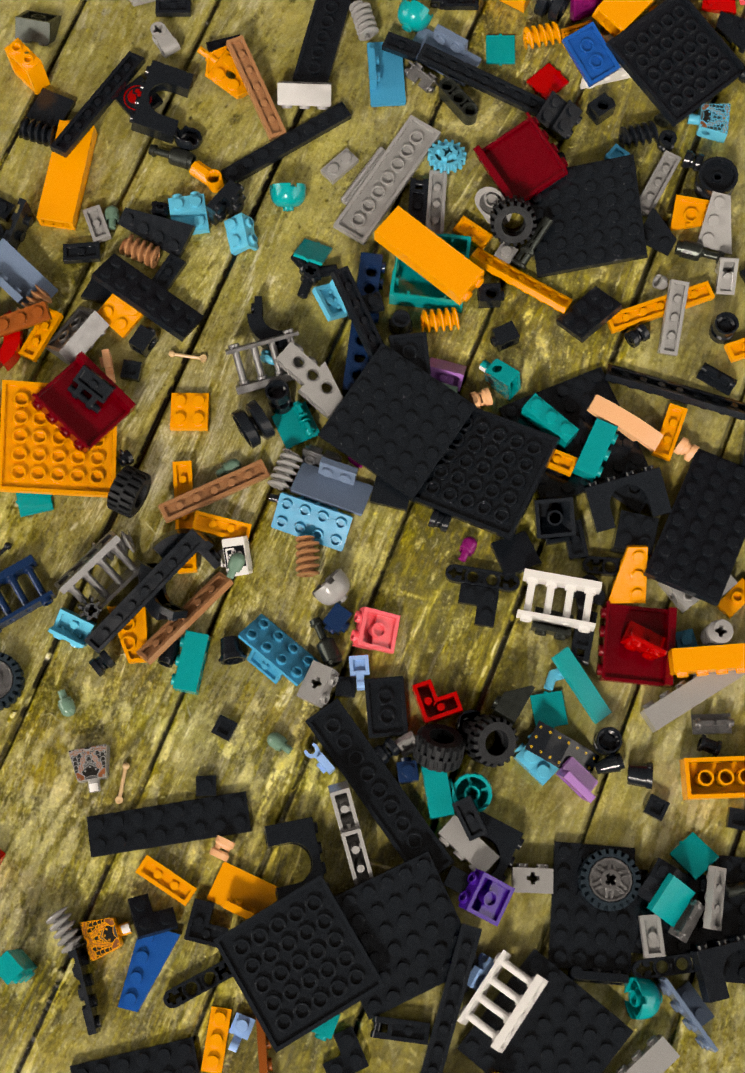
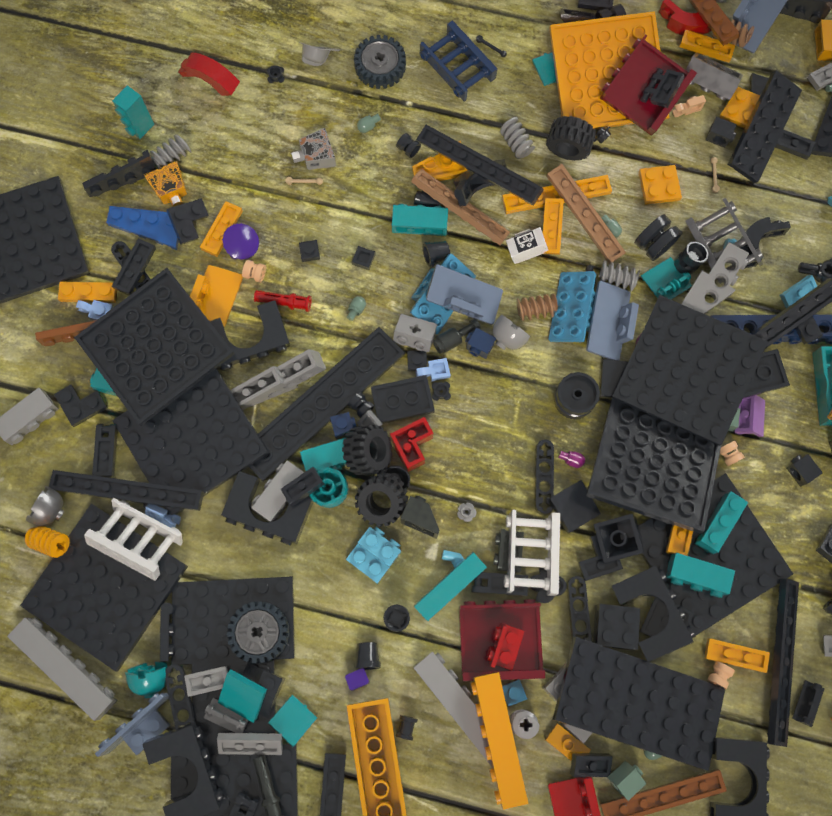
camera: 80 degrees right, 0 degrees up
(72, 628) = (436, 114): medium azure bracket -> none
(81, 252) = (796, 66): black plate -> none
(92, 612) = (460, 125): black gear -> none
(94, 557) = (488, 108): flat silver fence -> none
(131, 370) = (689, 127): black plate -> none
(139, 251) = (810, 115): medium nougat piece -> none
(168, 824) = (272, 225): black plate -> none
(170, 539) = (528, 211): black arch -> none
(185, 859) = (240, 241): none -> dark purple dish
(199, 925) = (183, 262): black plate -> none
(199, 981) = (134, 267): none -> black plate
(235, 564) = (517, 242): sand green cylinder -> none
(262, 810) = (292, 300): none -> red pin
(285, 627) = (464, 294): none -> sand blue bracket
(312, 455) = (642, 298): flat silver hinge -> none
(324, 764) = (344, 347): light blue plate -> none
(375, 630) = (475, 379): coral plate -> none
(385, 663) = (441, 386): none -> black plate
(400, 323) = (795, 364): black piece -> none
(417, 530) = (576, 395): none -> black wheel
(439, 319) = (806, 401): light orange piece -> none
(440, 520) = (596, 427): black wheel -> none
(484, 599) = (523, 482): black plate -> none
(485, 896) = (228, 510): dark purple plate -> none
(501, 377) = (757, 471): teal torso -> none
(508, 654) = (461, 512): none -> light grey plate
(544, 881) = (247, 567): light grey brick -> none
(549, 708) = (421, 558): teal piece -> none
(557, 747) = (379, 574): black sticker -> none
(578, 779) = (355, 592): medium lavender panel -> none
(610, 764) = (375, 626): black cone -> none
(627, 423) = (736, 603): light nougat slope -> none
(630, 582) = (563, 625): light orange wing -> none
(656, 807) = (336, 676): black plate -> none
(662, 787) = (357, 679): none -> dark purple slope
(712, 723) = (430, 728): flat silver hinge -> none

